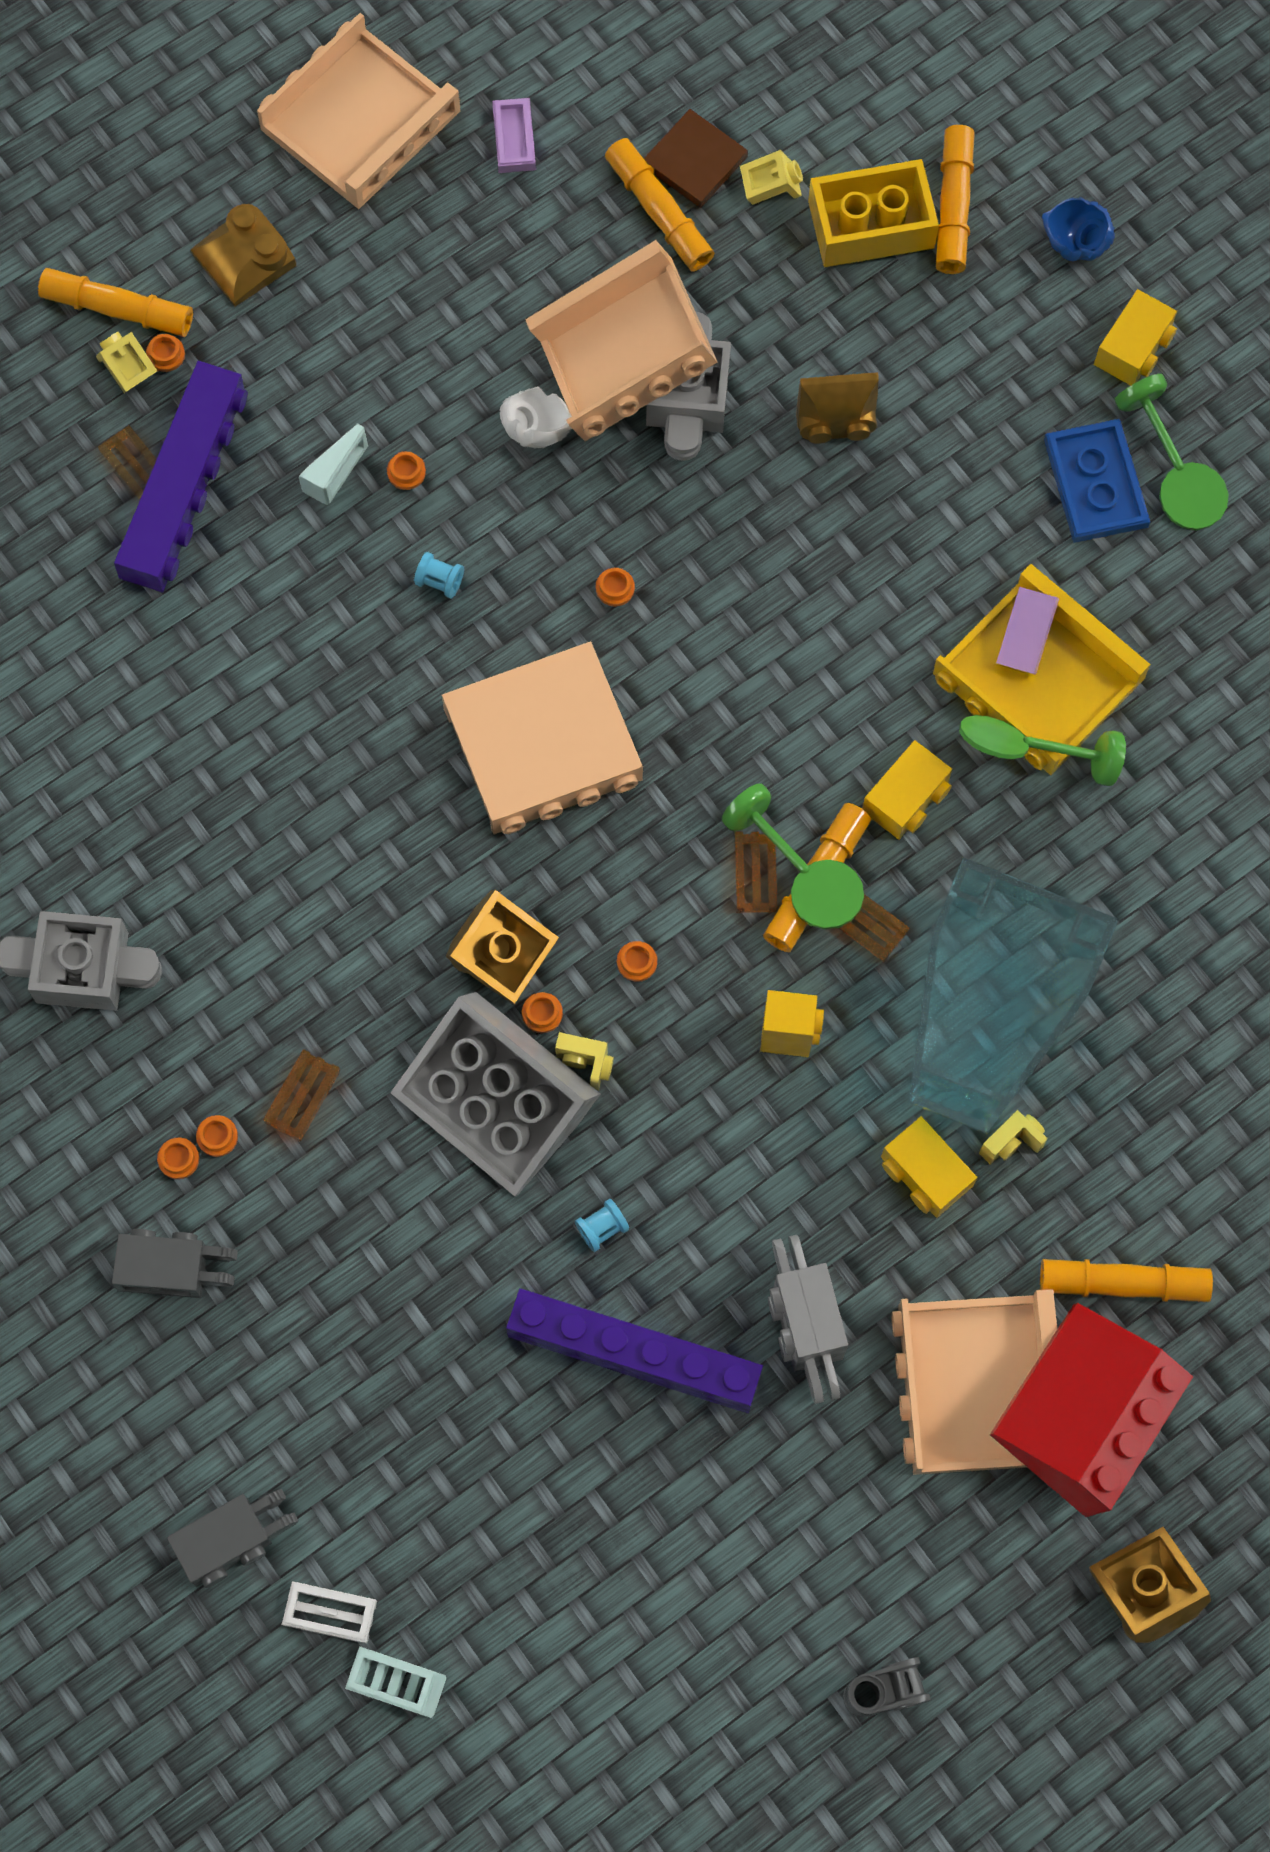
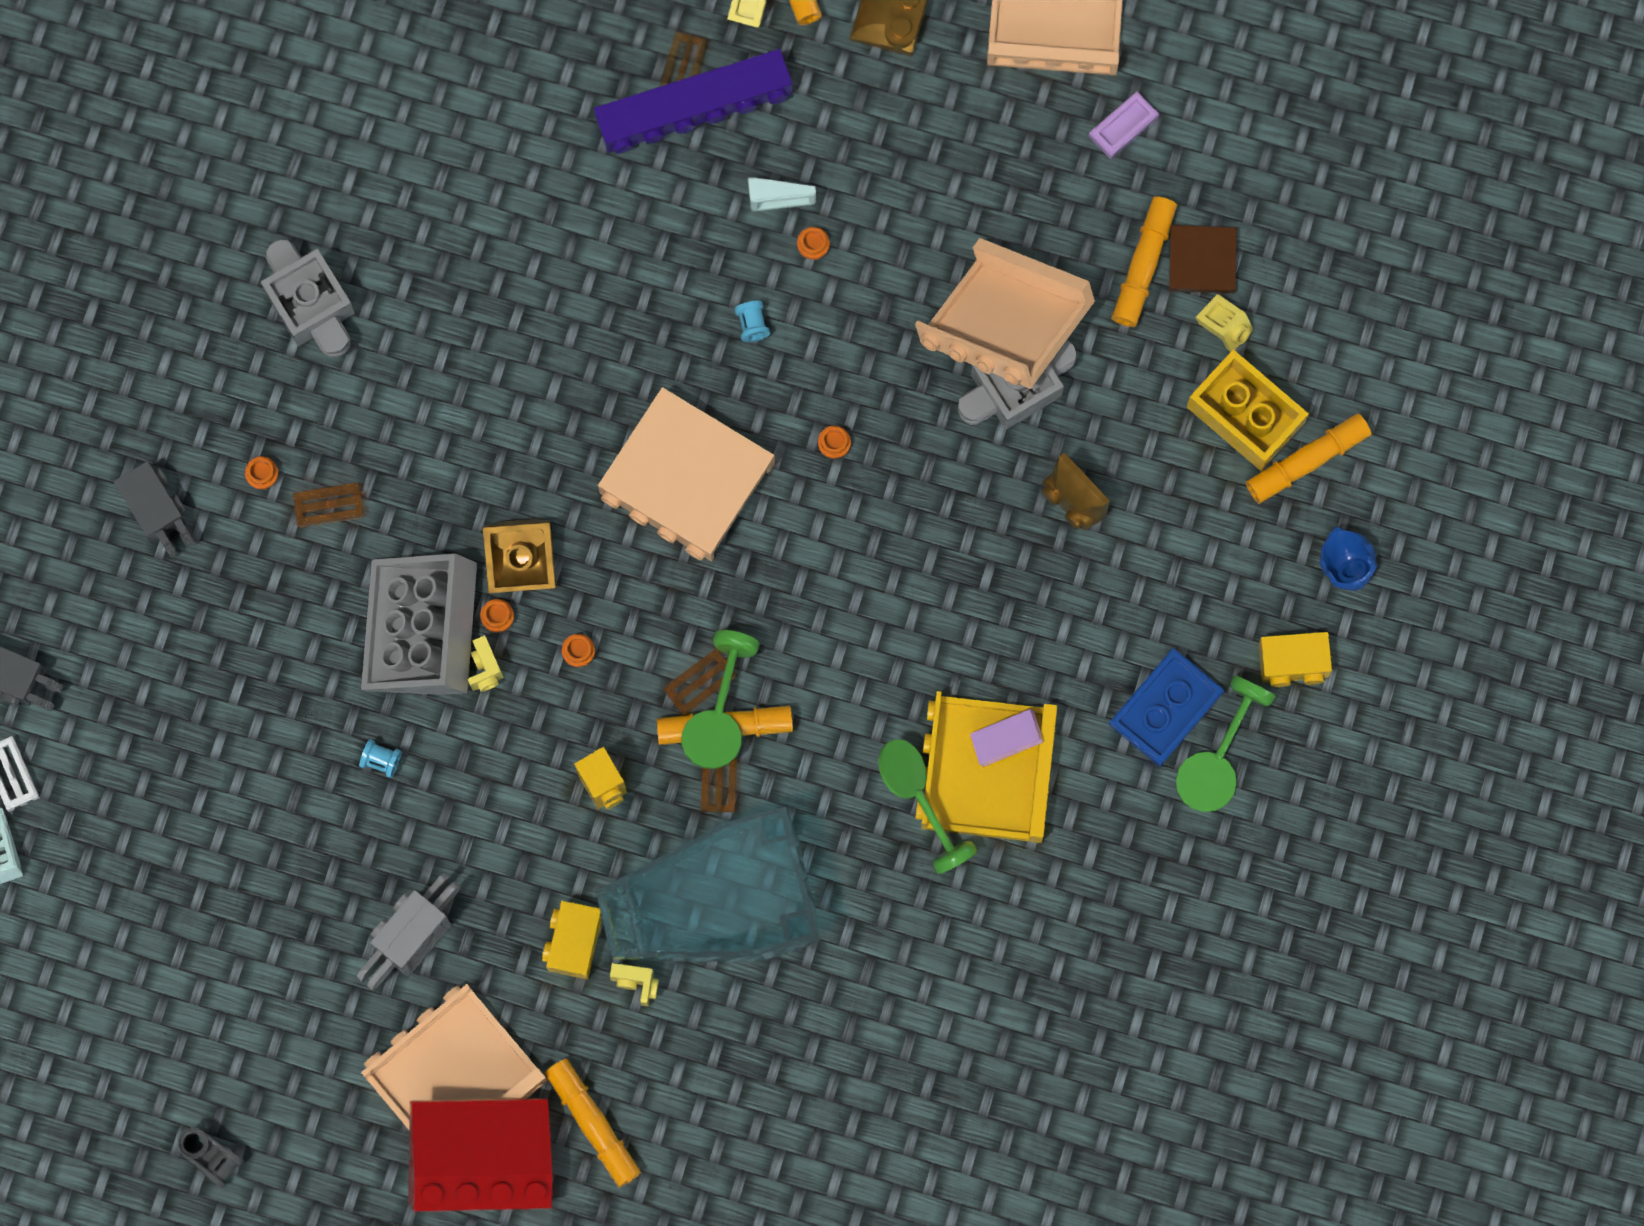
camera: 55 degrees right, 5 degrees up
(165, 352) = (777, 22): orange plate -> none
(178, 1158) = (229, 460): orange plate -> none
(535, 418) = (912, 297): white hair -> none
(634, 1350) = (311, 839): dark purple brick -> none
(908, 790) = (831, 741): yellow brick -> none

